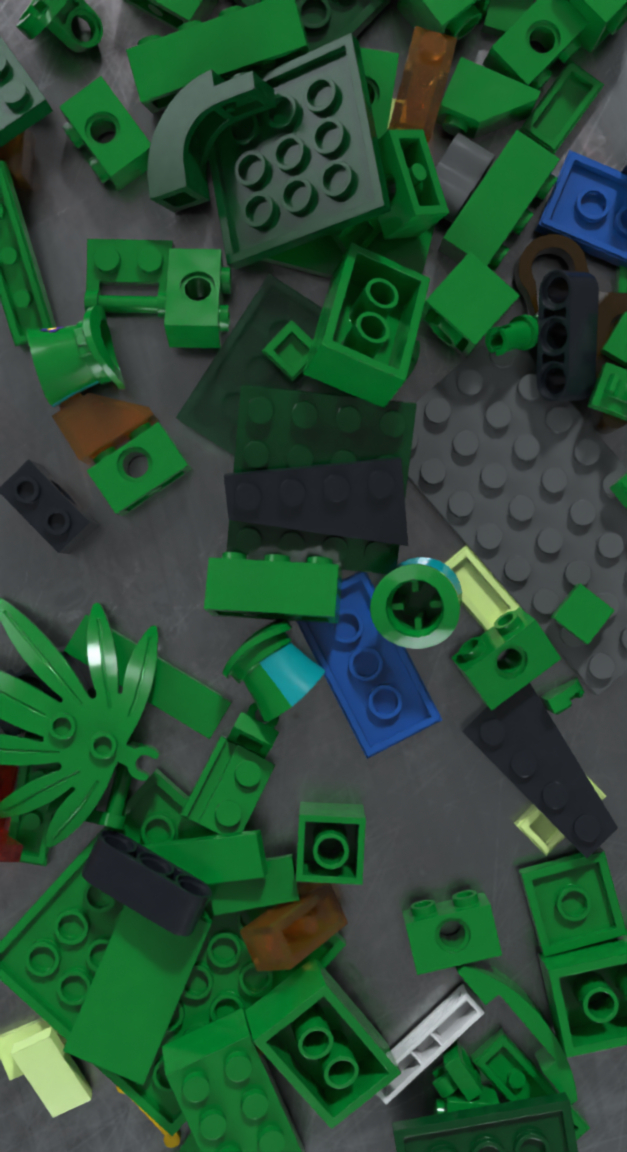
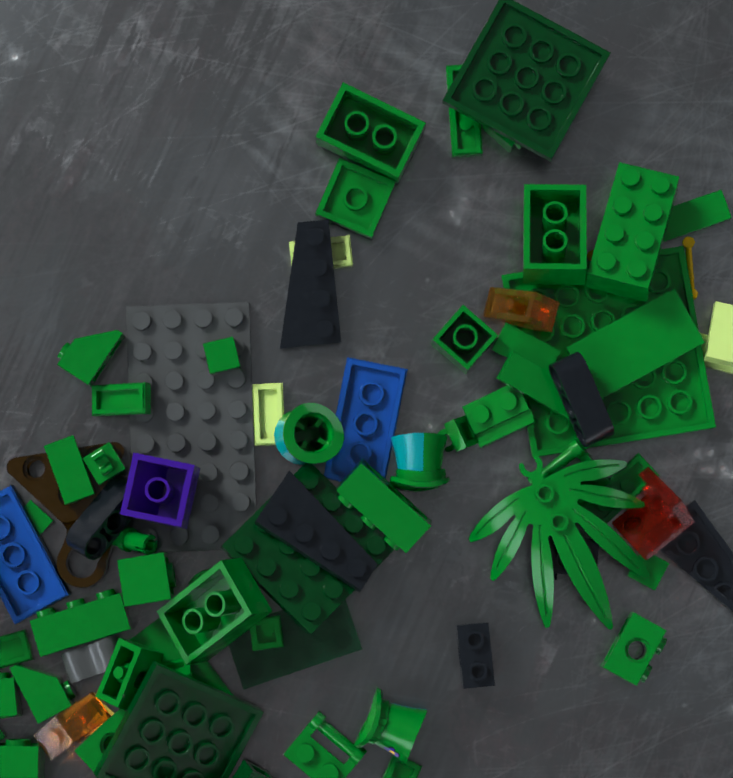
camera: 135 degrees left, 5 degrees down
(99, 422) = (408, 680): clear orange slope -> none
(164, 467) = (425, 635): green brick -> none
(172, 688) = (486, 493): green tile -> none
(194, 275) = (285, 721): green brick -> none
(432, 1038) = (496, 185): white piece -> none
(456, 1073) = (494, 155): green tile -> none
(472, 943) = (427, 220): green brick -> none
(490, 982) = (438, 191): green slope -> none
(527, 657) = (271, 354): green brick -> none
(533, 408) = (160, 490): none -> dark purple slope
(560, 698) = (271, 317): green tile -> none

